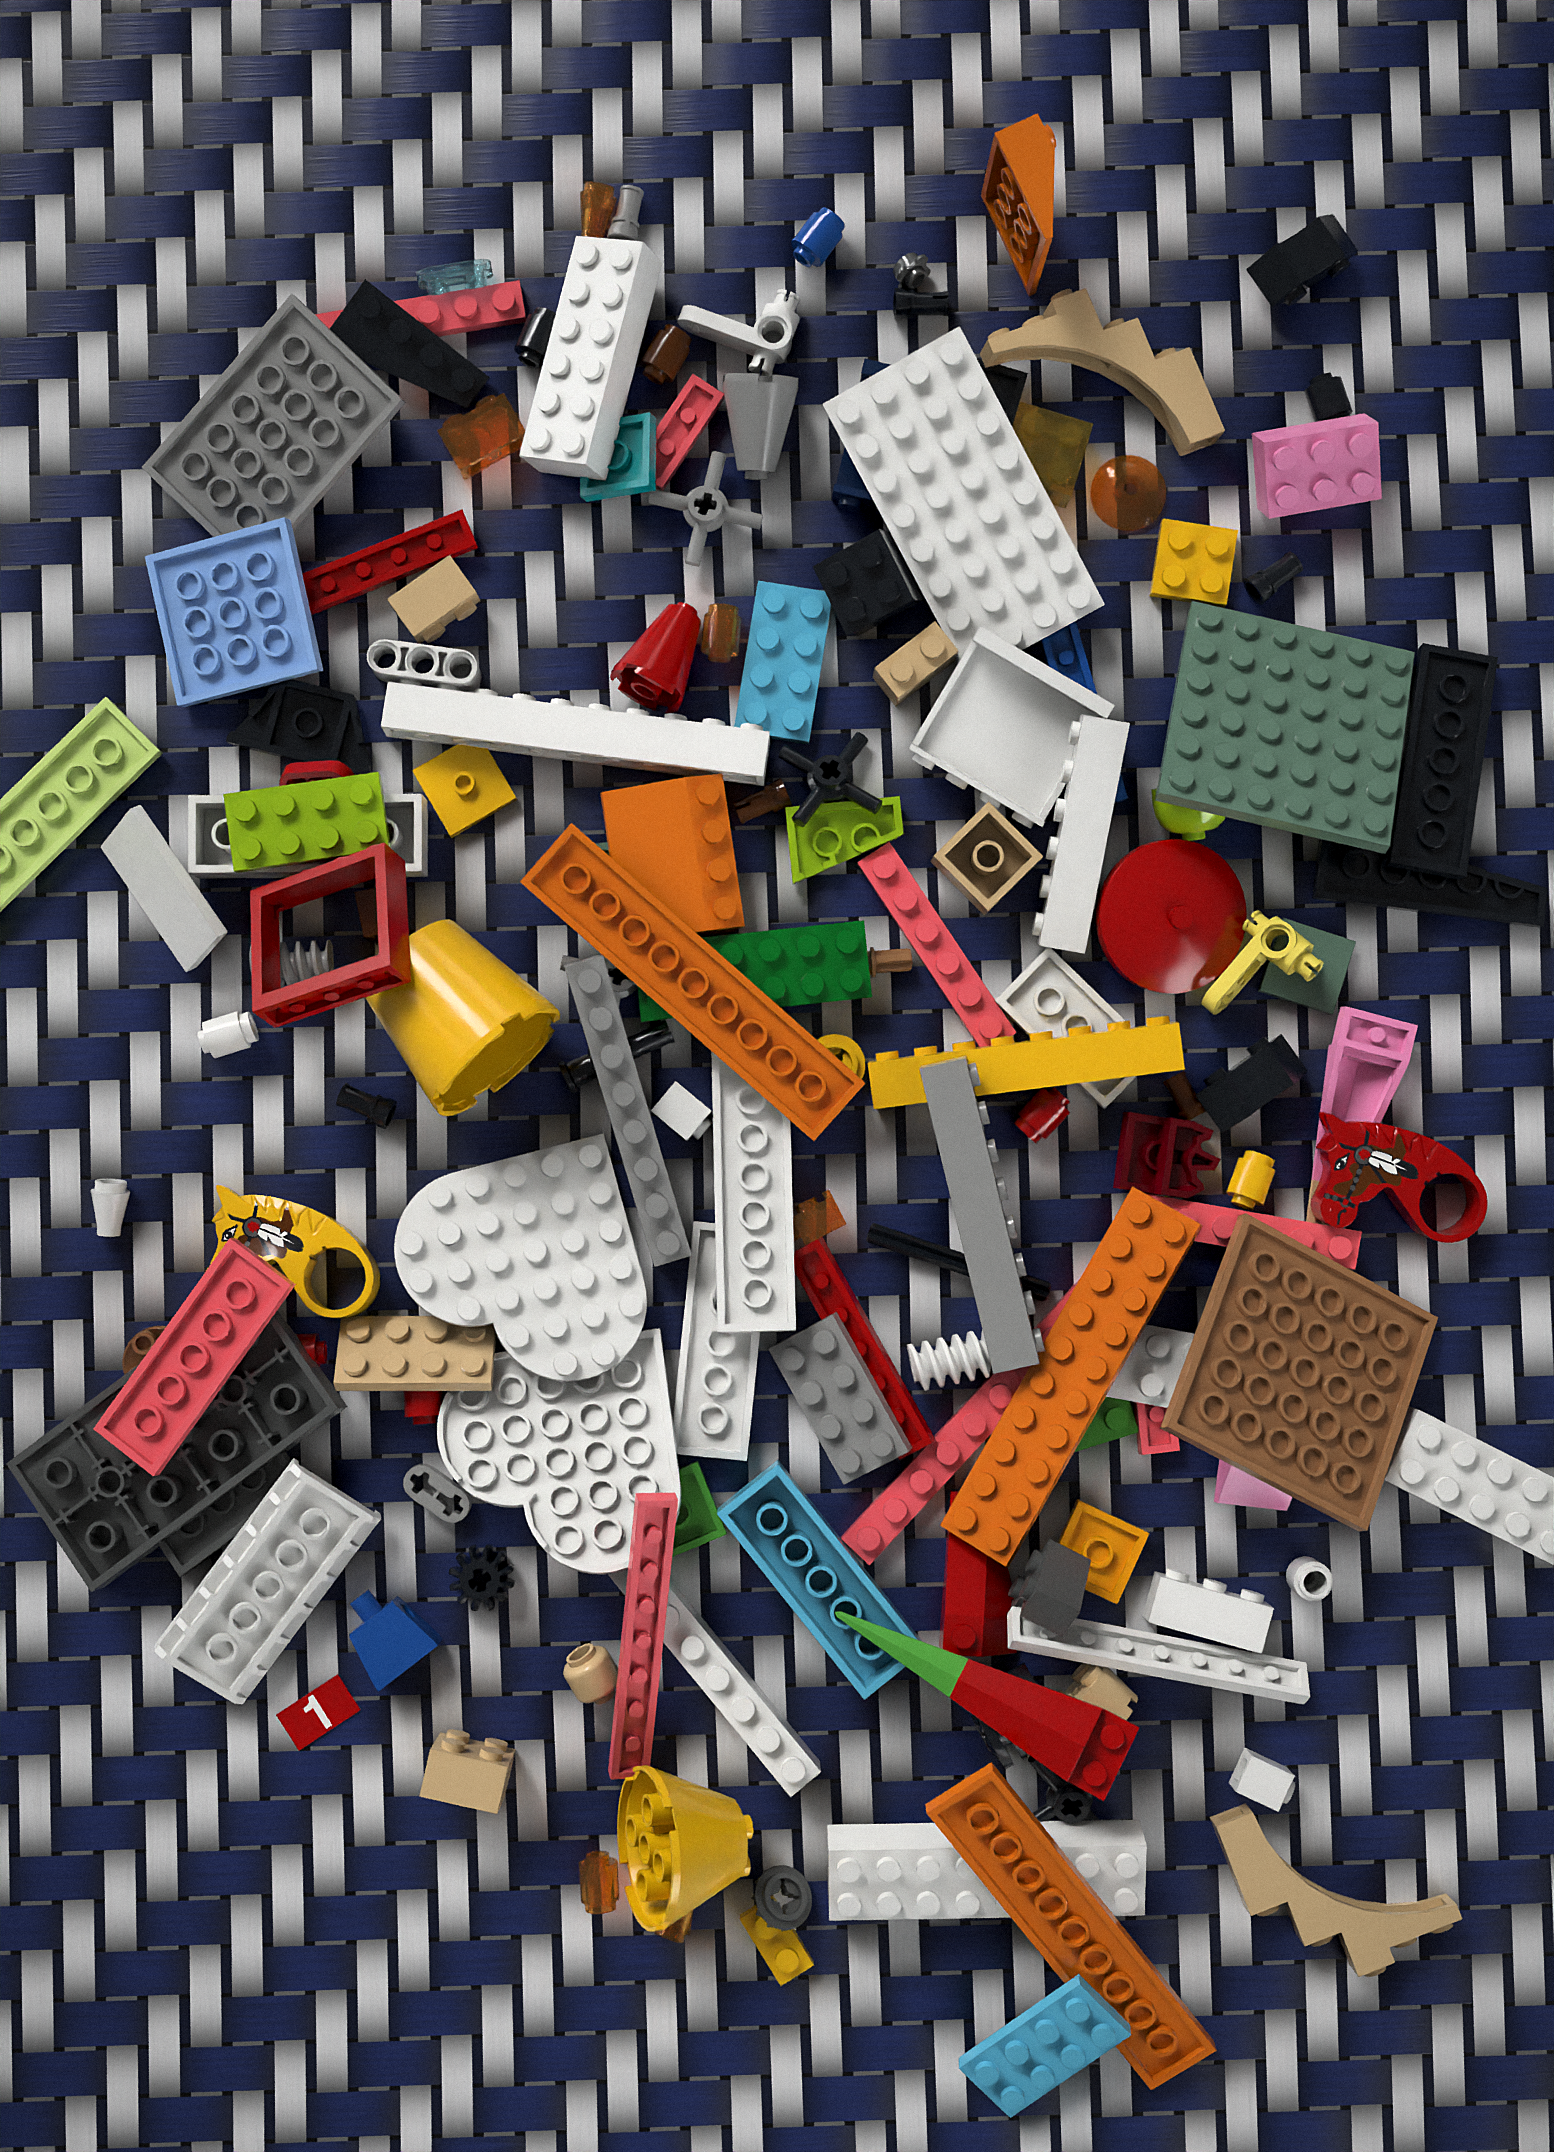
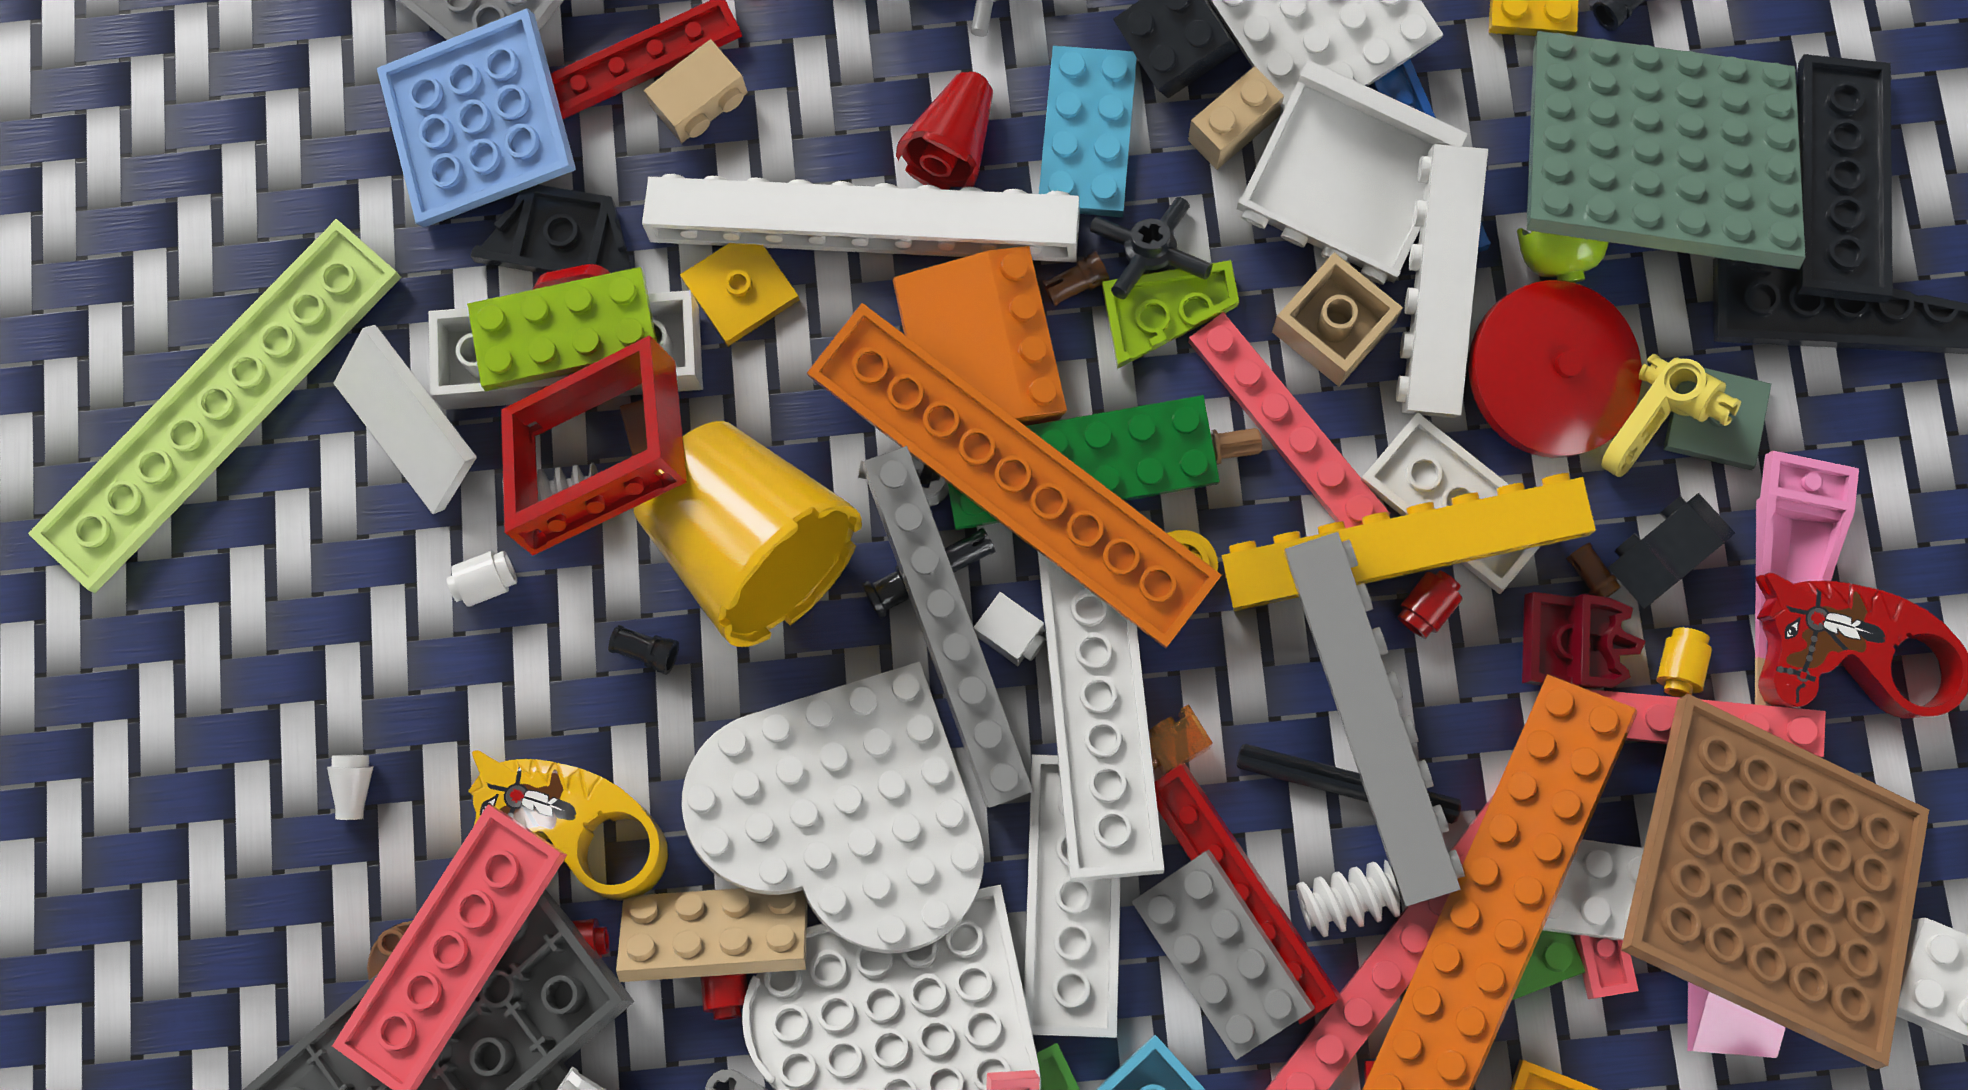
camera: 10 degrees right, 10 degrees down
(410, 654) = (674, 148): white beam -> none
(721, 632) = (1016, 102): clear orange brick -> none

